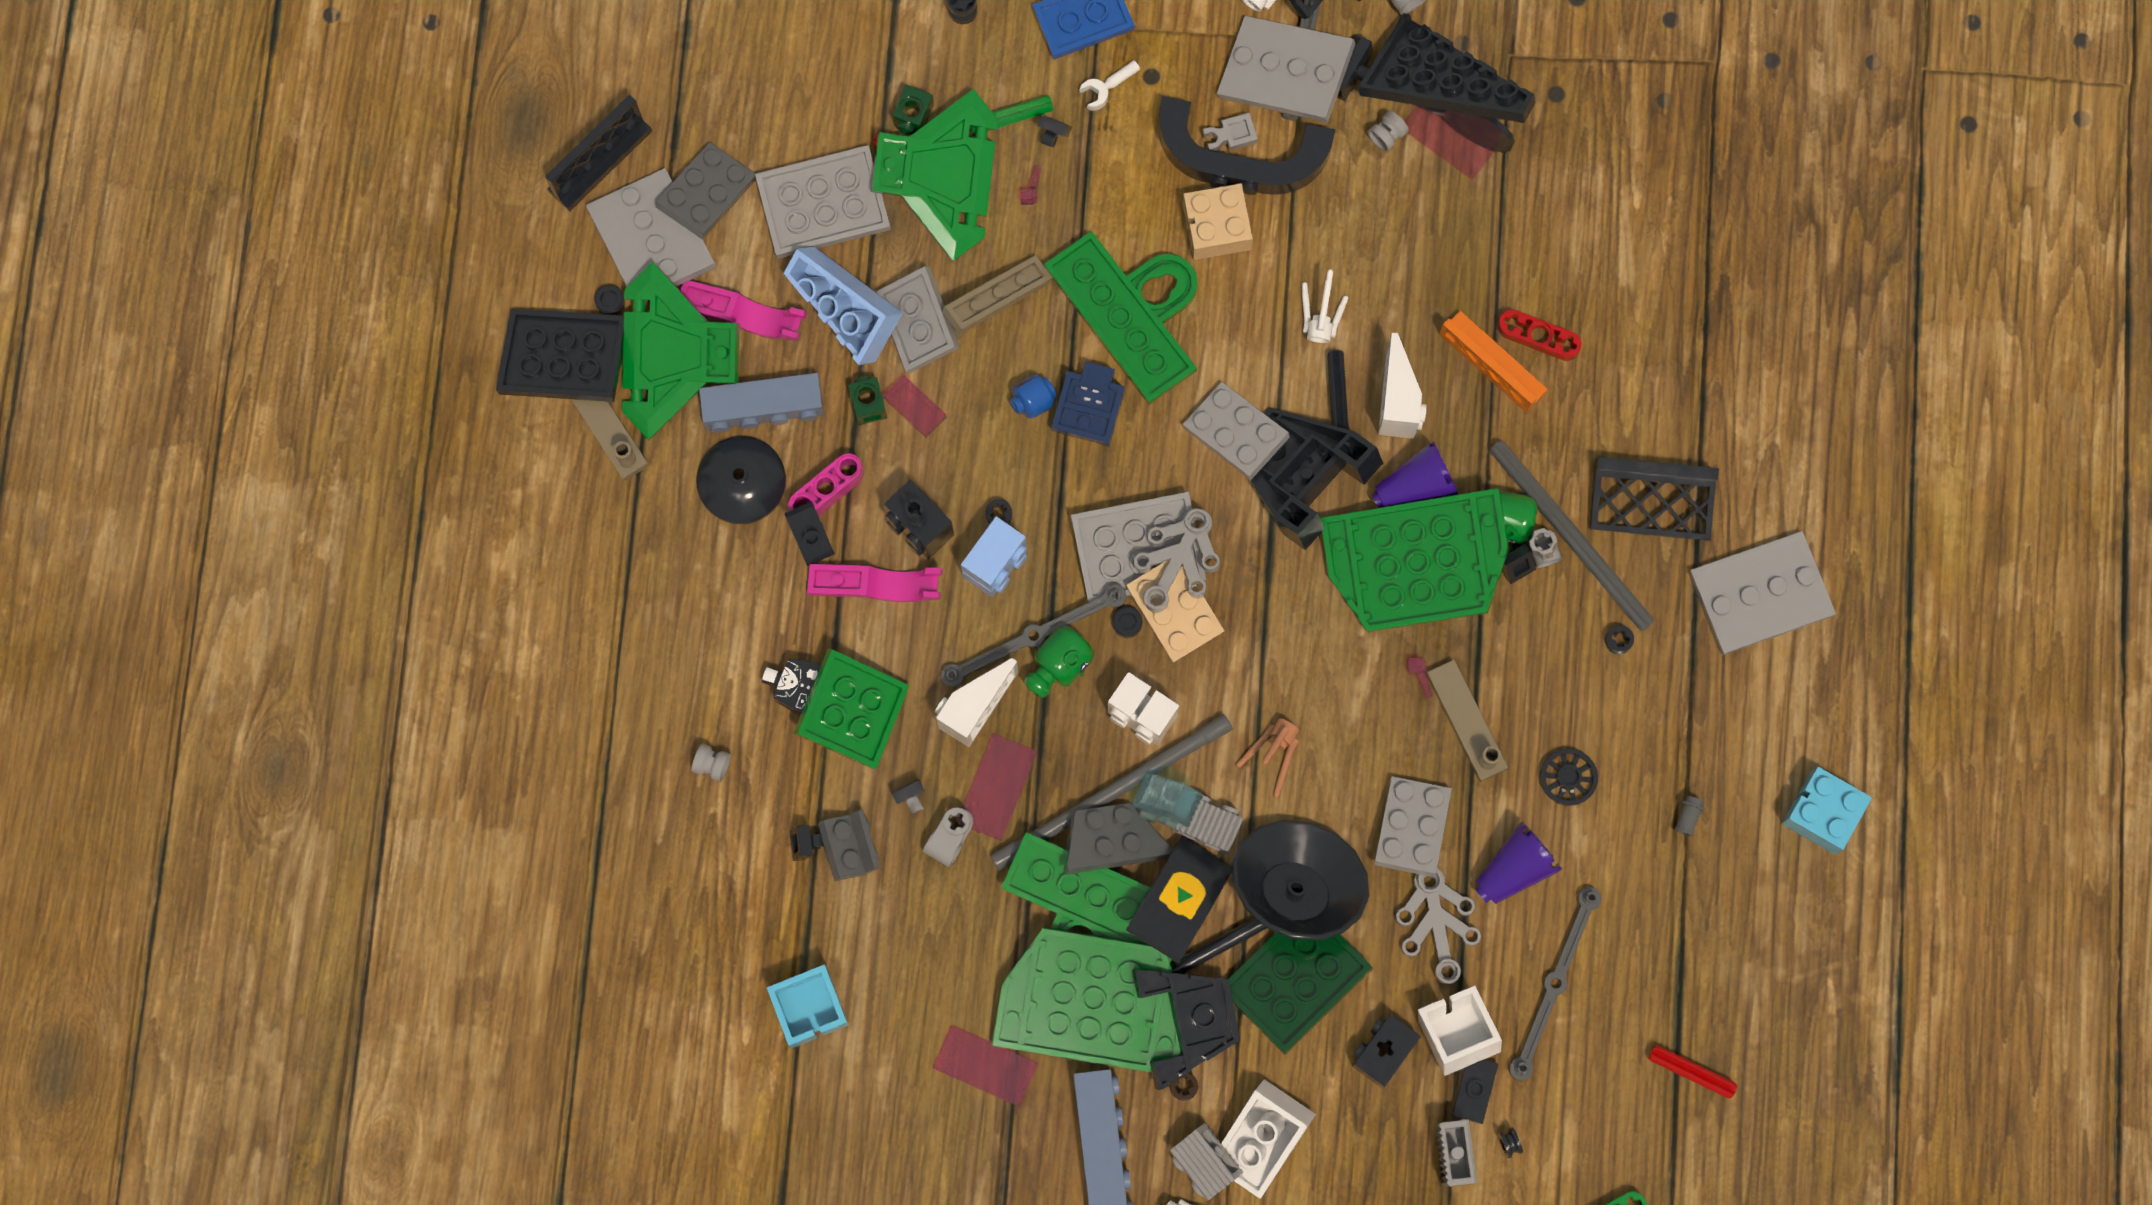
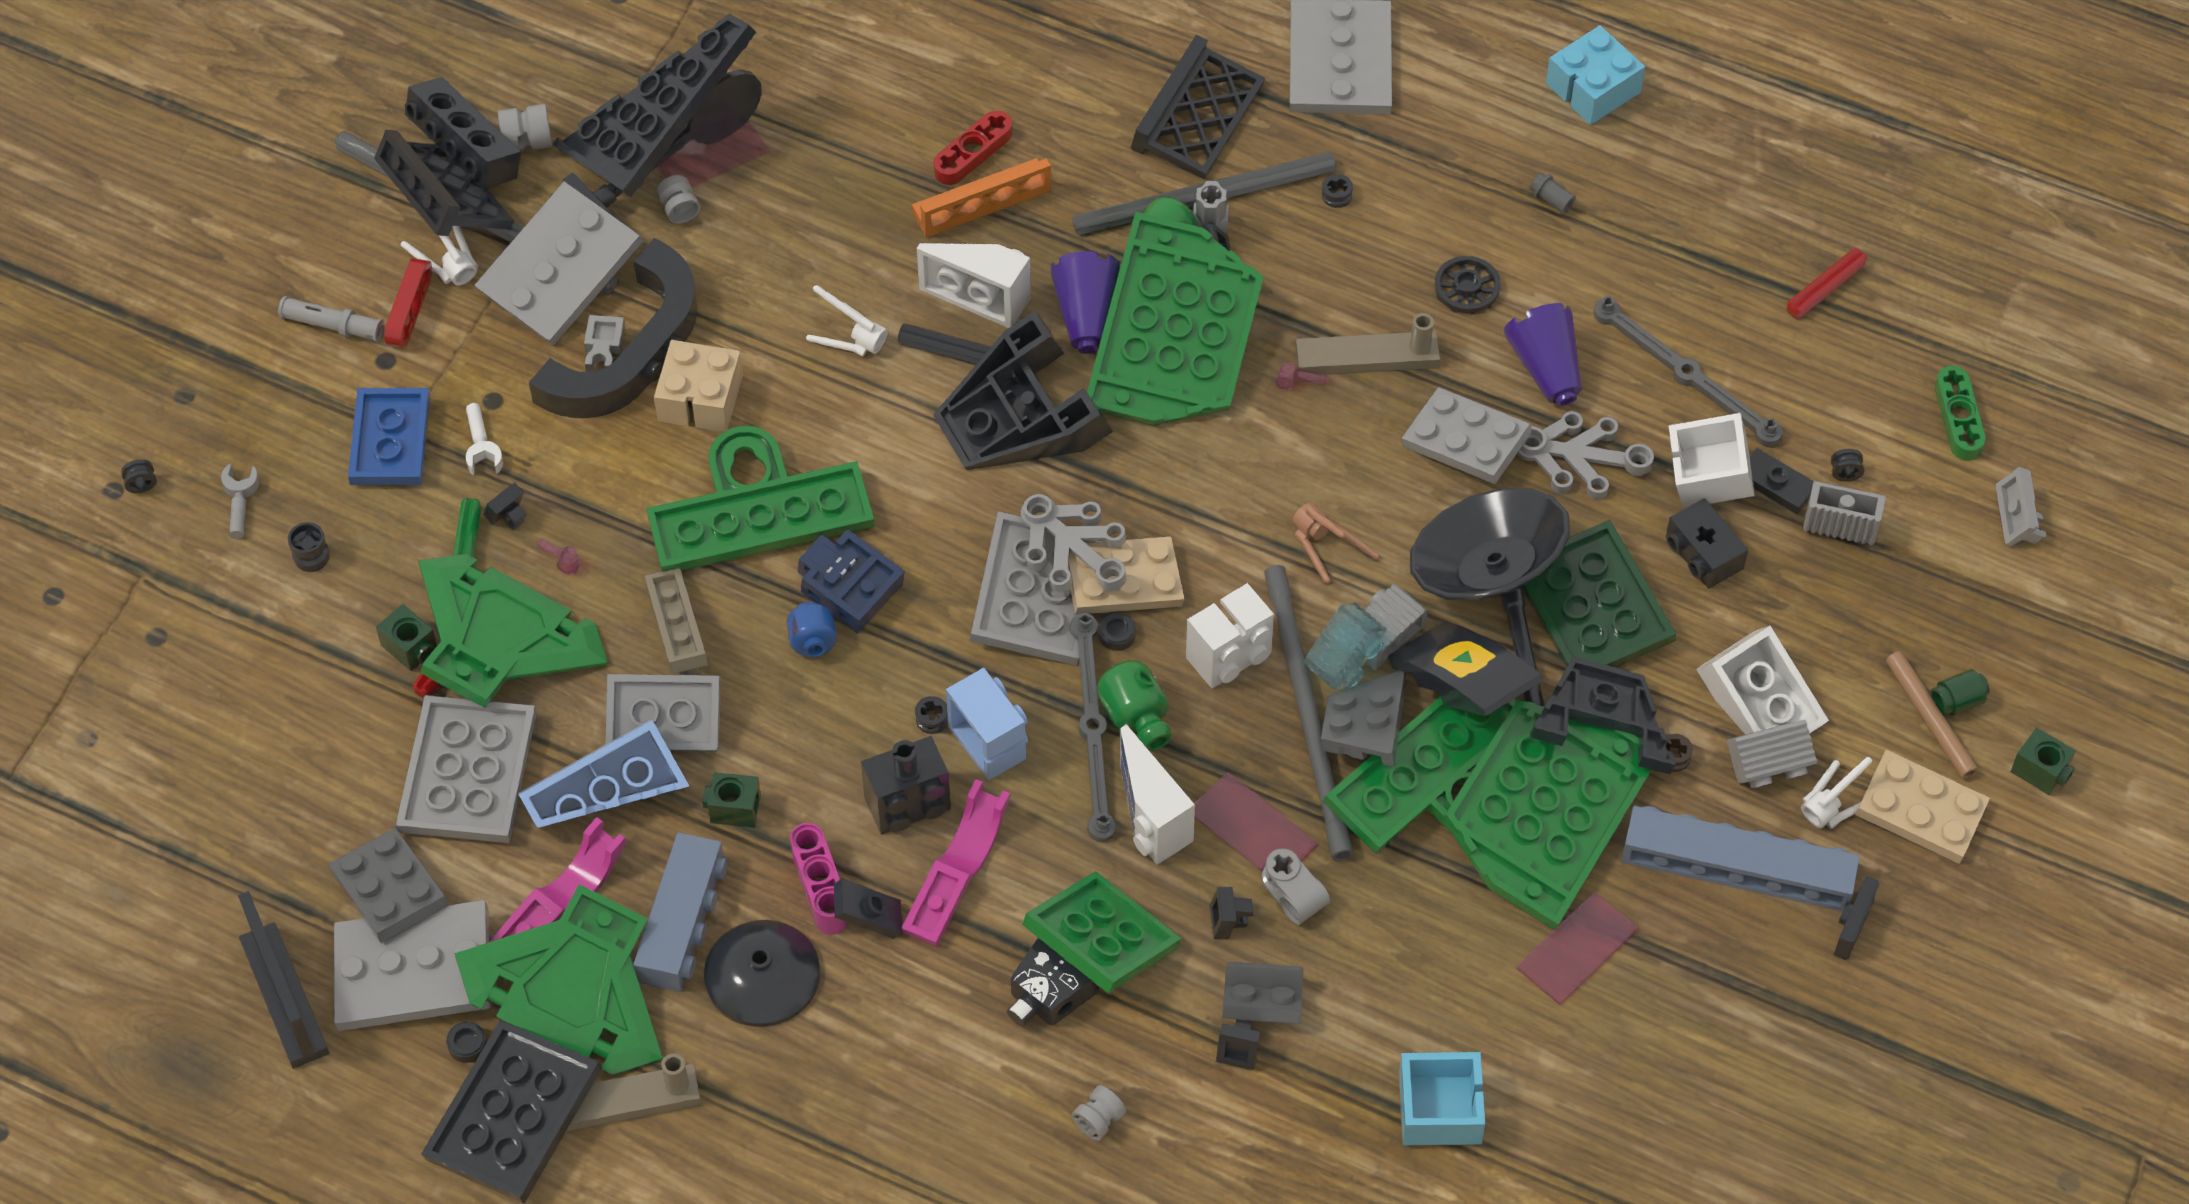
camera: 70 degrees left, 20 degrees down
(914, 406) = (764, 756): clear pink tile -> none
(1236, 431) = (947, 449): light grey plate -> none

